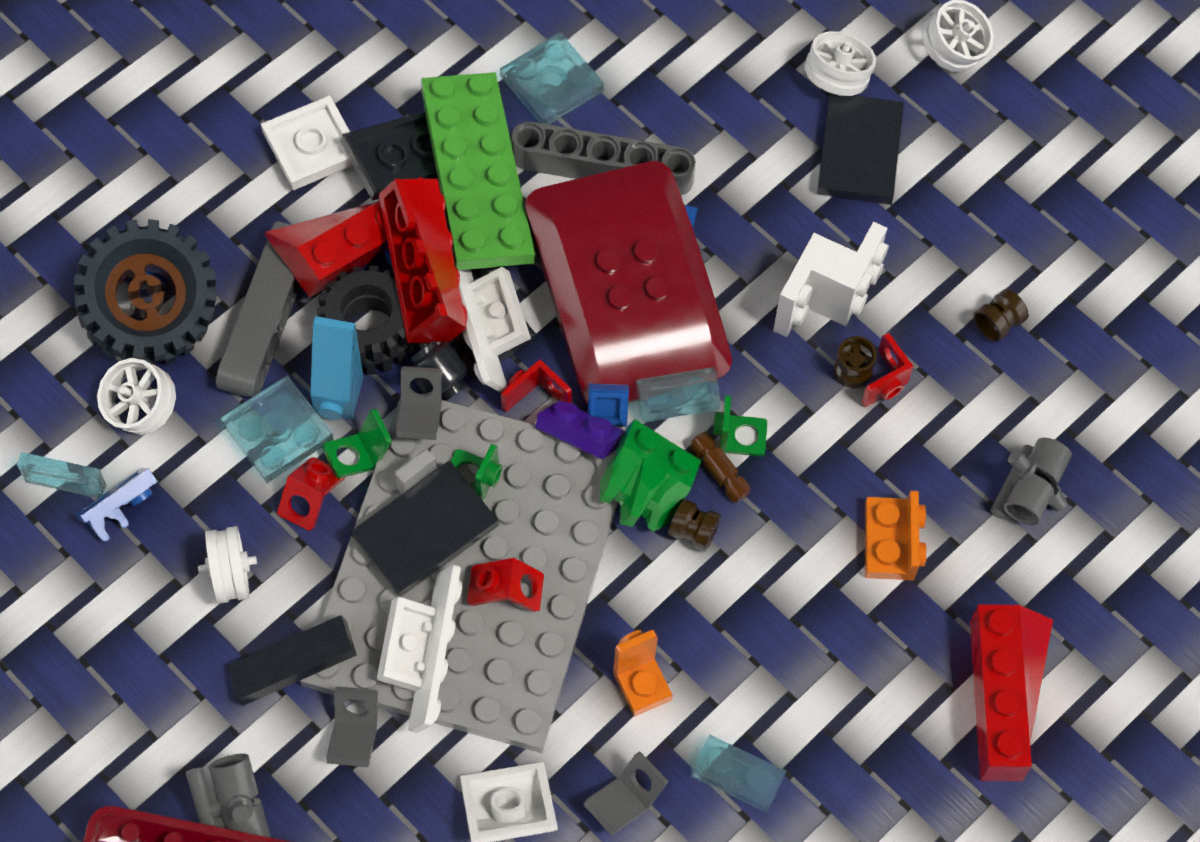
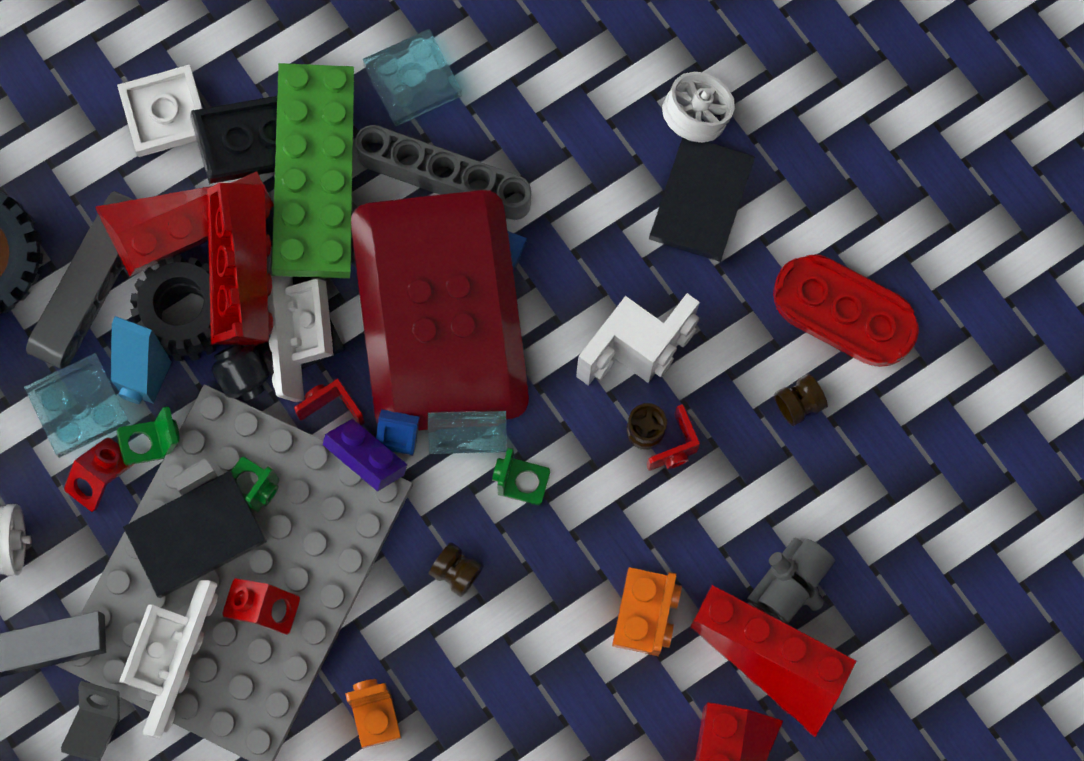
camera: 10 degrees right, 10 degrees up
(419, 412) = (211, 413): dark grey bracket -> none
(648, 477) = (419, 515): green plate -> none
(720, 467) = (494, 512): reddish brown axle -> none
(957, 35) = (823, 94): white wheel -> none
(1024, 229) = (846, 310): none -> red tile
(1032, 556) = (784, 662): none -> red wedge

